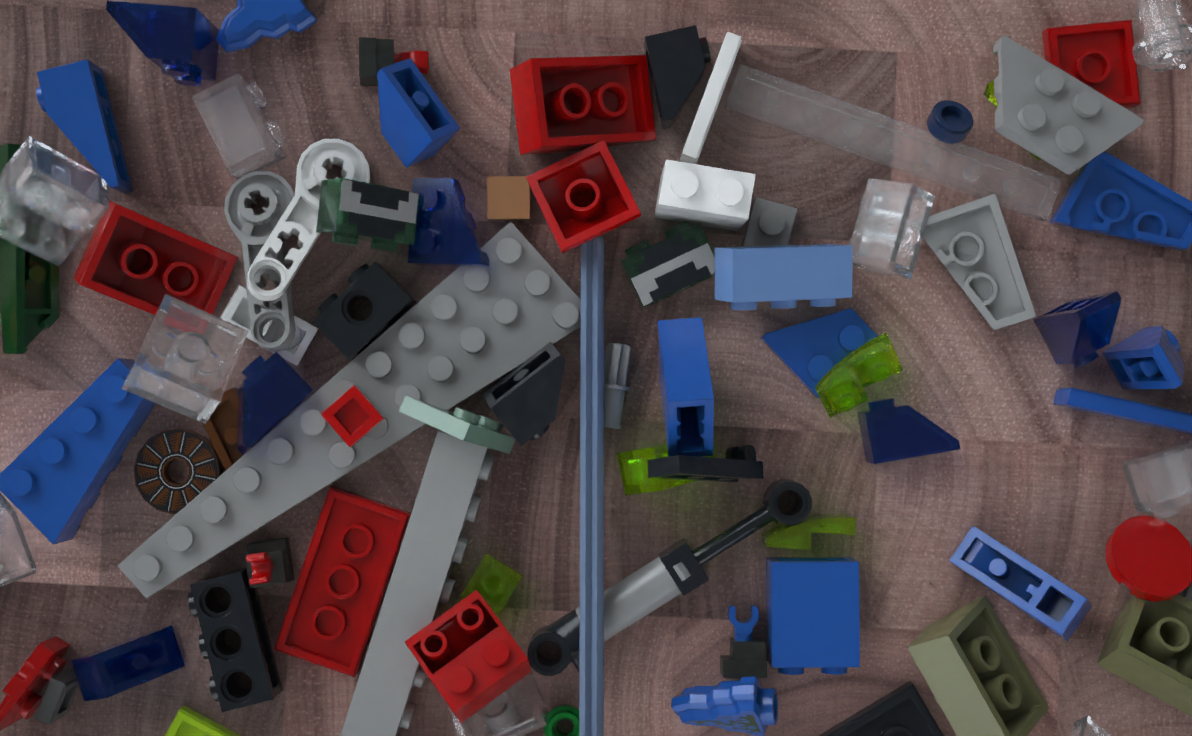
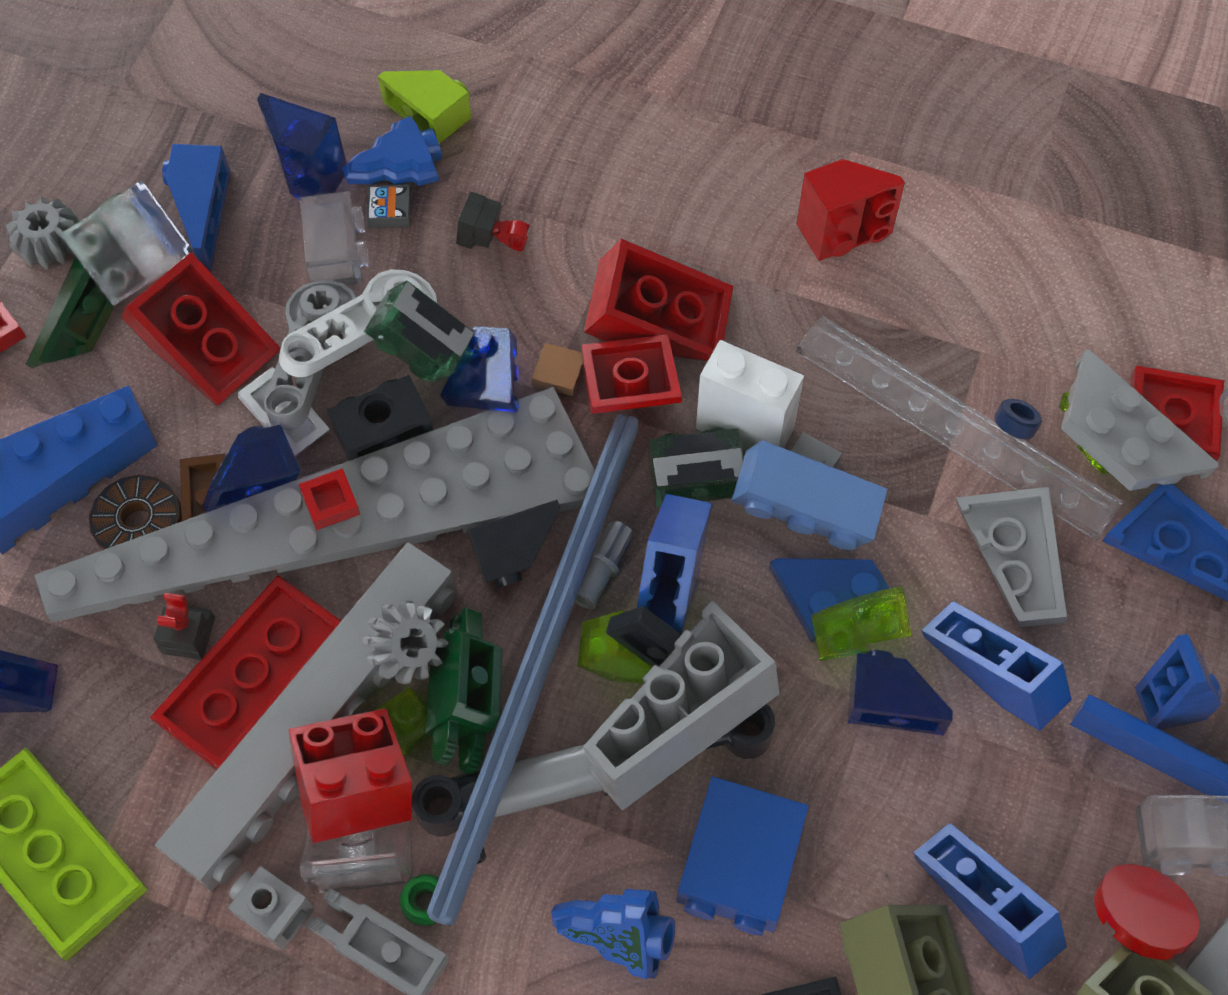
camera: 20 degrees right, 25 degrees down
(185, 359) = (190, 401): clear brick -> none
(255, 653) = (128, 709): black brick -> none
(278, 65) = (389, 206): none -> tile
(412, 113) = (494, 268): blue slope -> none
(460, 424) = (435, 538): sand green wing -> none
(473, 532) = (411, 659): none -> light grey gear
(536, 552) = (464, 692): none -> dark green hinge
(675, 67) = (759, 300): black slope -> none
(711, 98) = (793, 322): white tile -> none
(739, 512) = (682, 708): none -> light grey wedge
(746, 653) = (654, 869): pearl dark grey piece -> none
(799, 535) = (746, 762): clear neon green slope -> none
(890, 227) = (931, 490): clear brick -> none
(983, 374) = (1001, 664): none -> blue slope
(1079, 328) = (1112, 628): clear blue slope -> none

